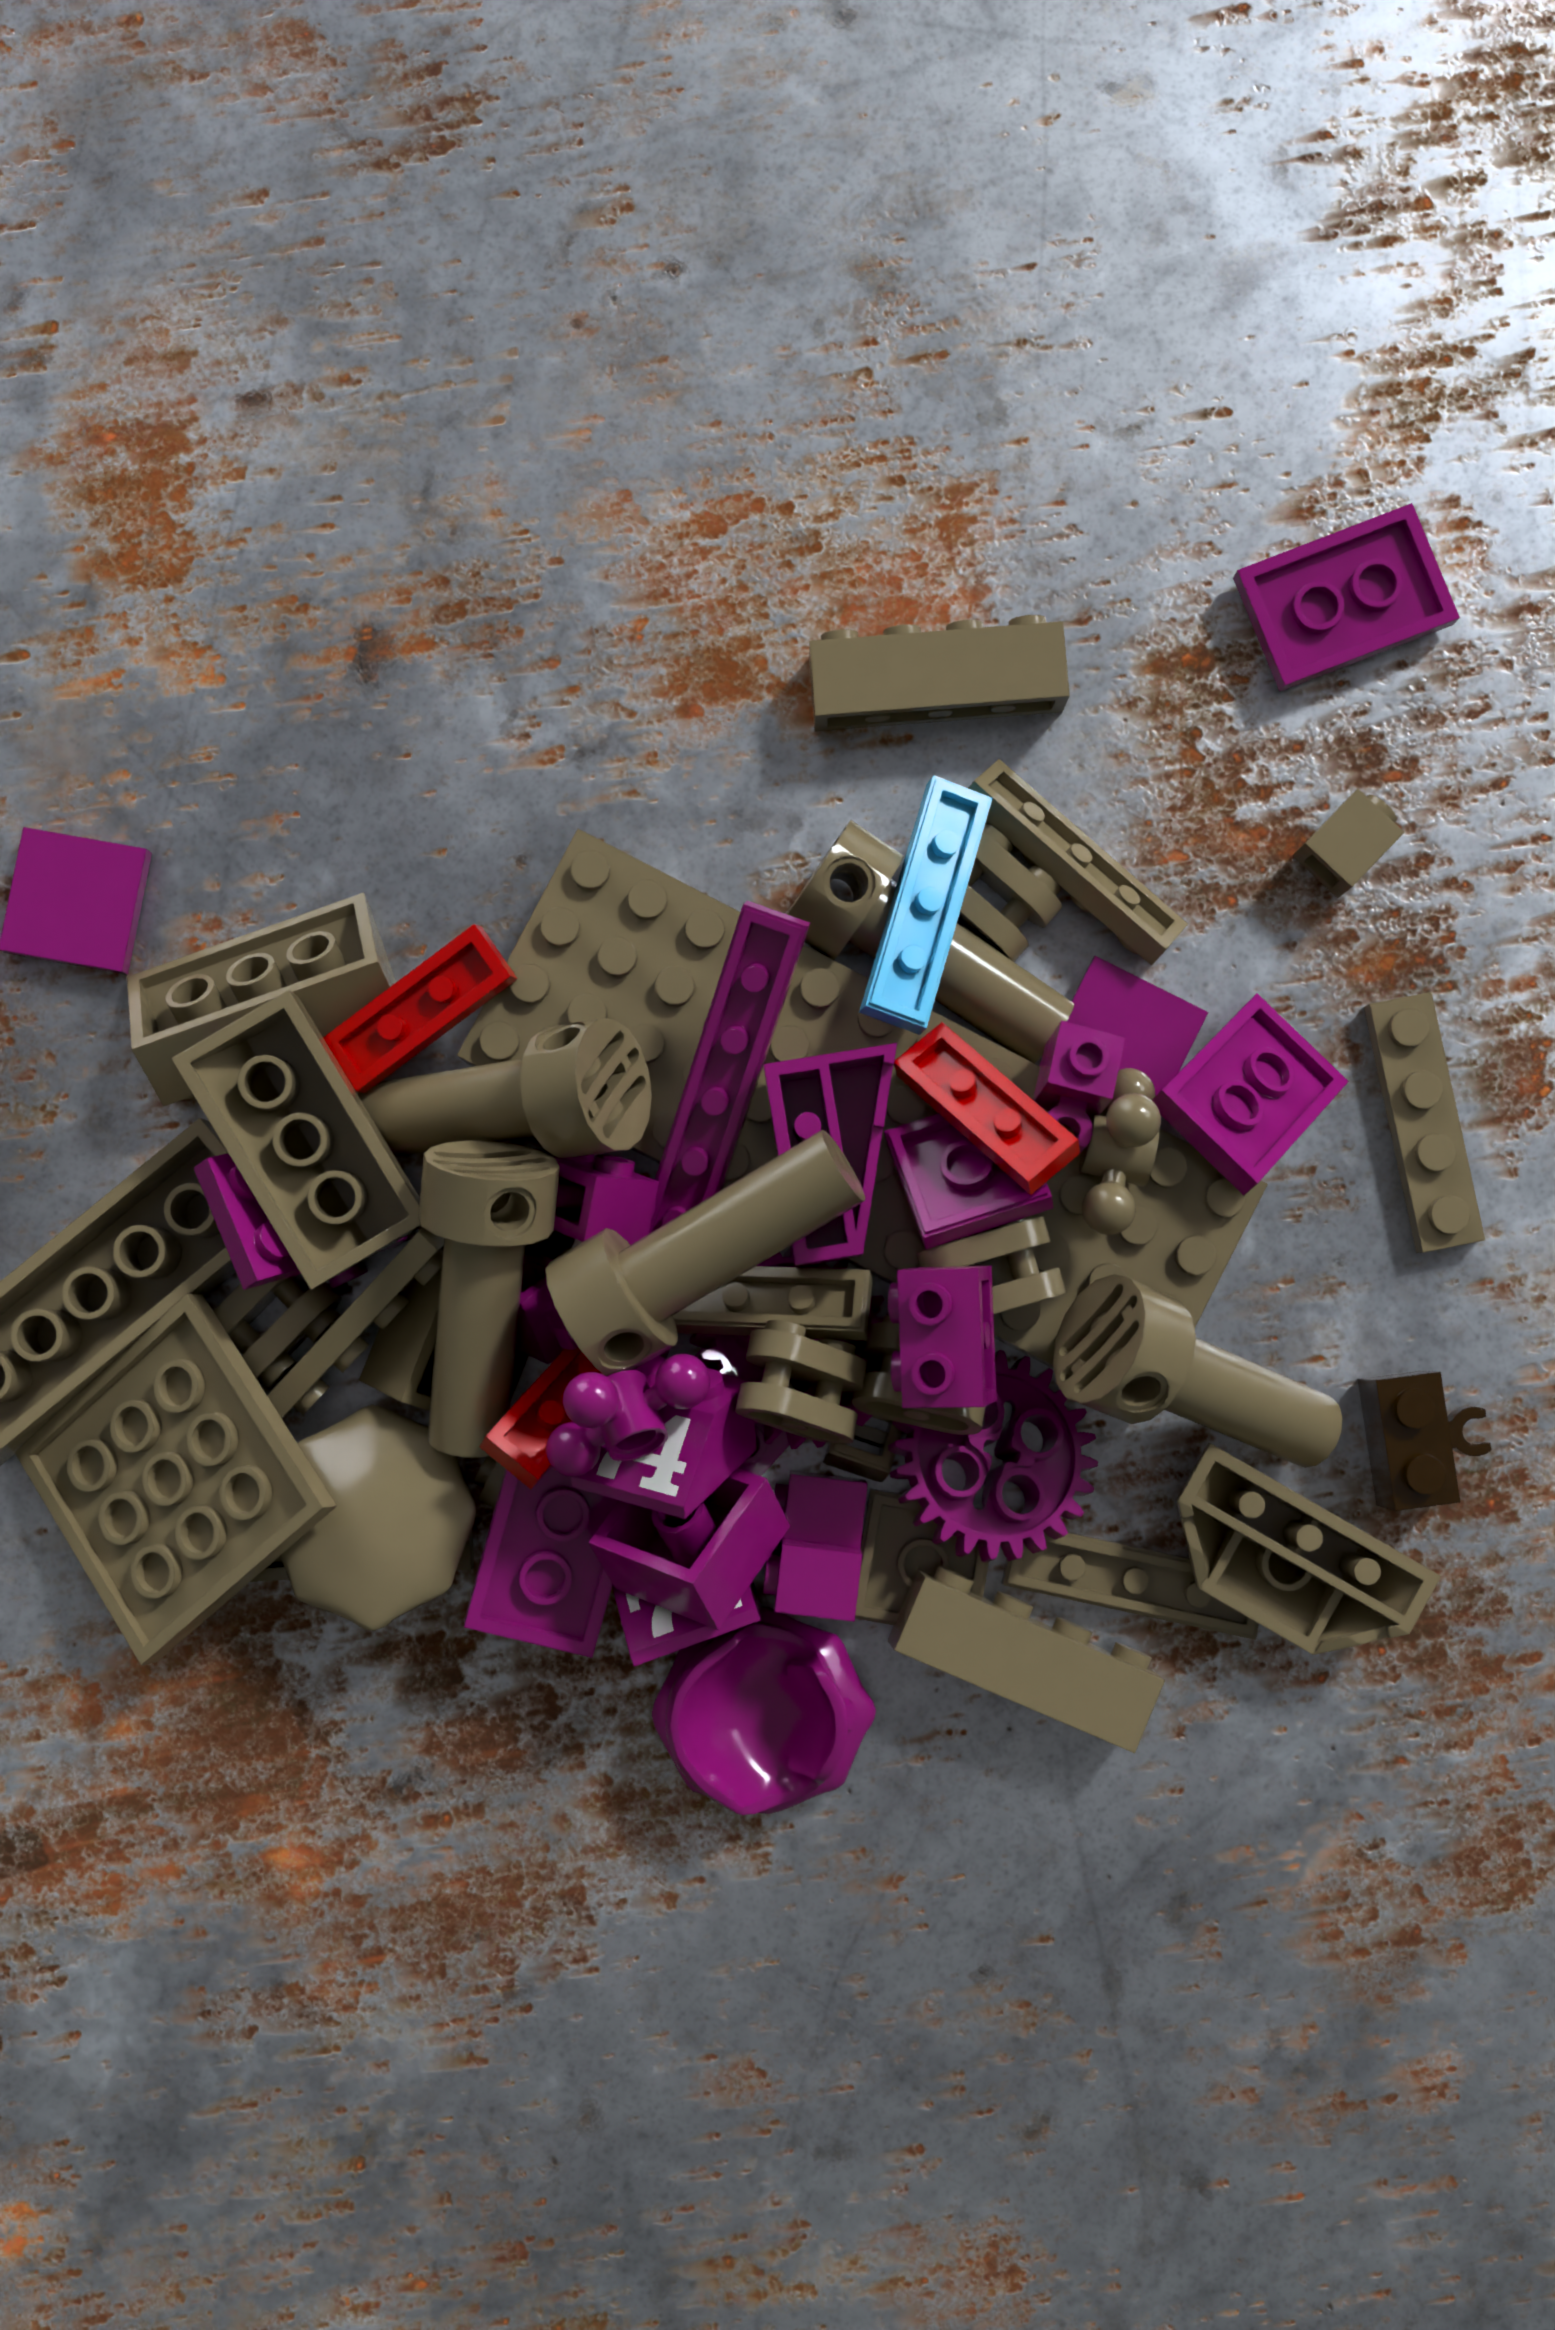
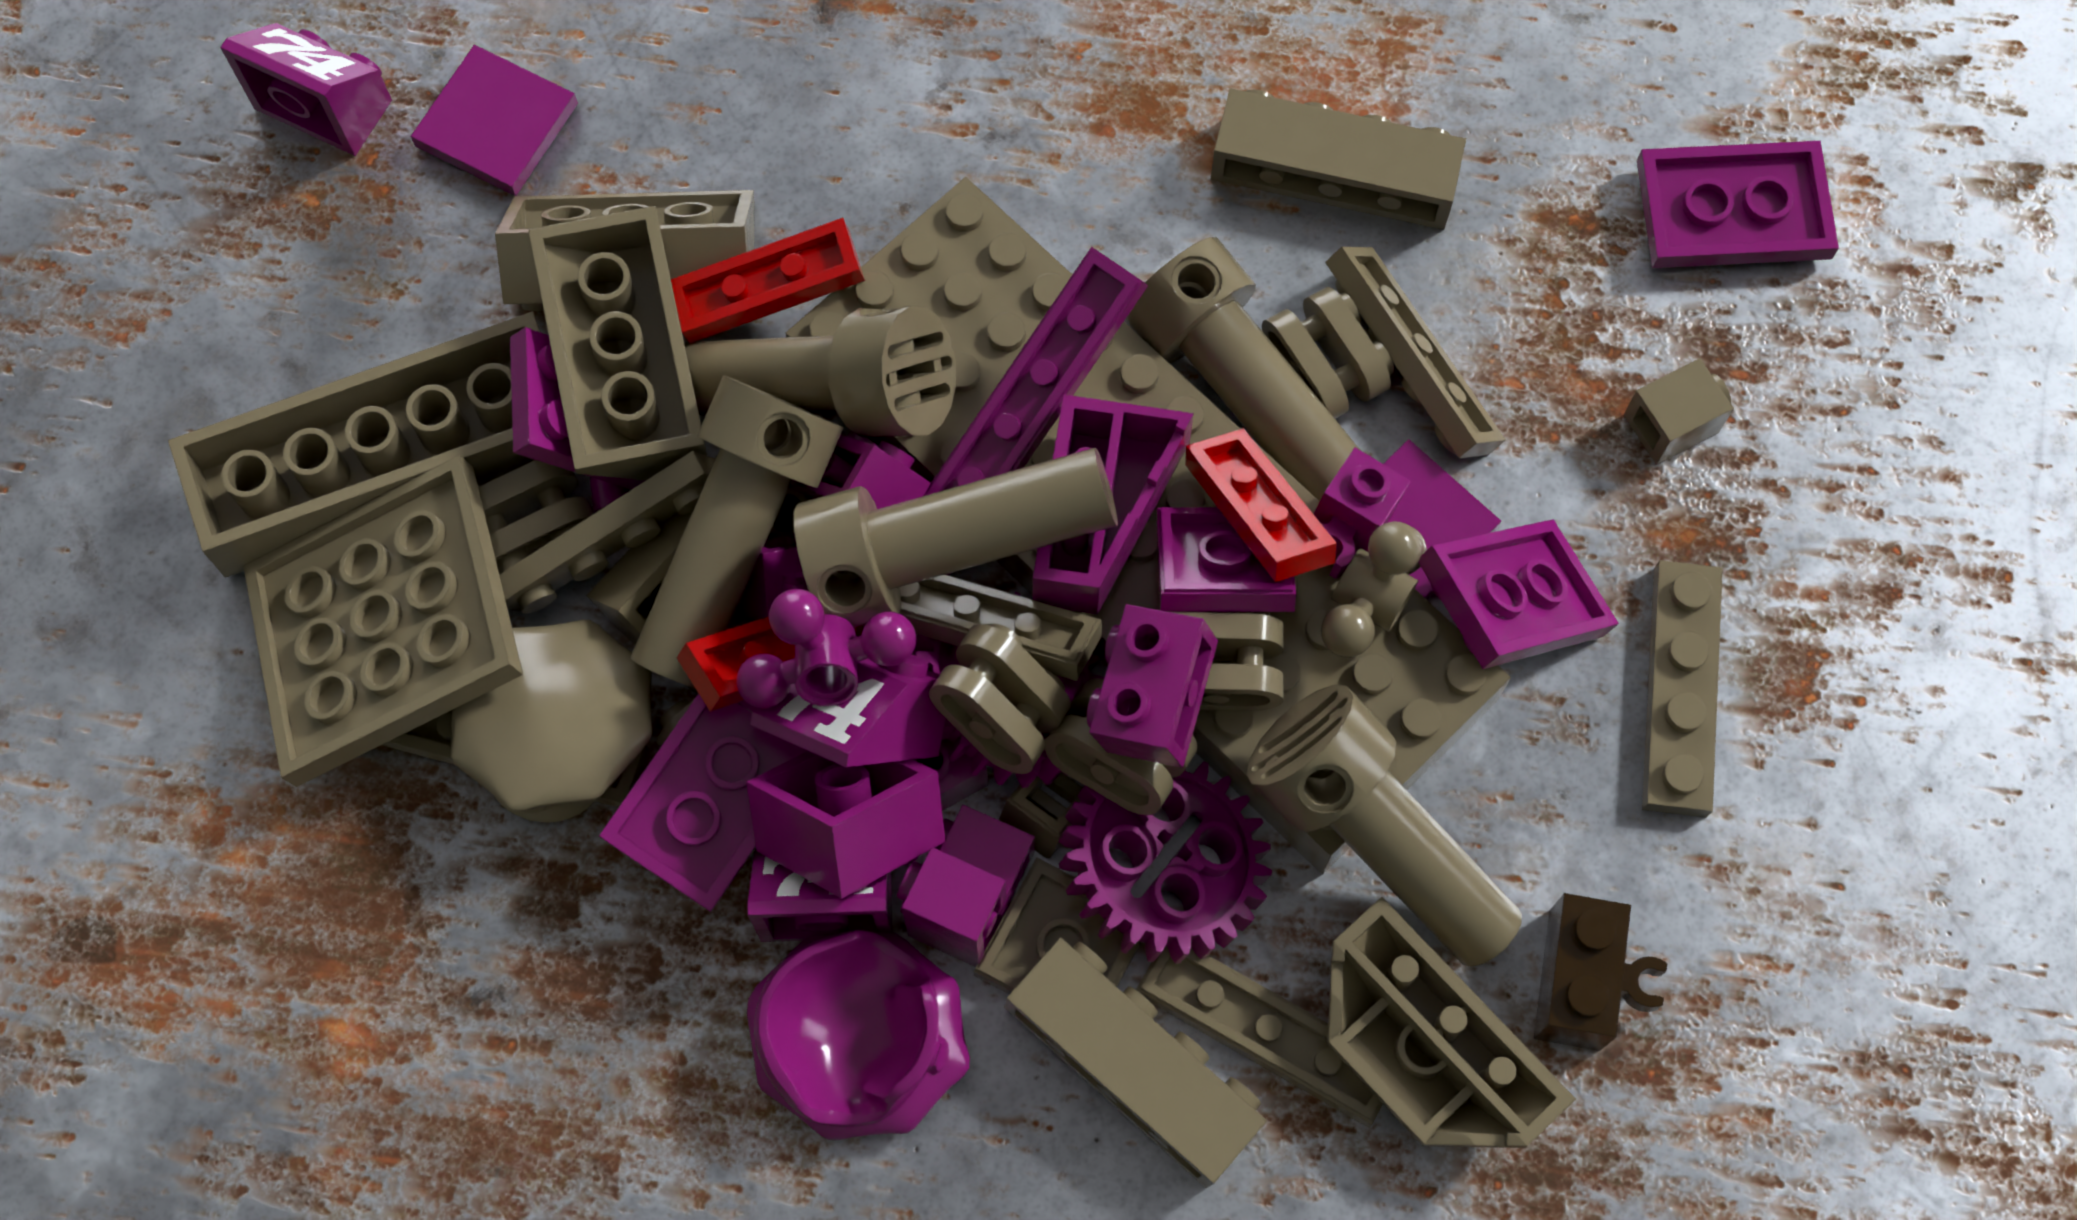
camera: 15 degrees right, 15 degrees down
(926, 905) = (1260, 328): medium azure tile -> none

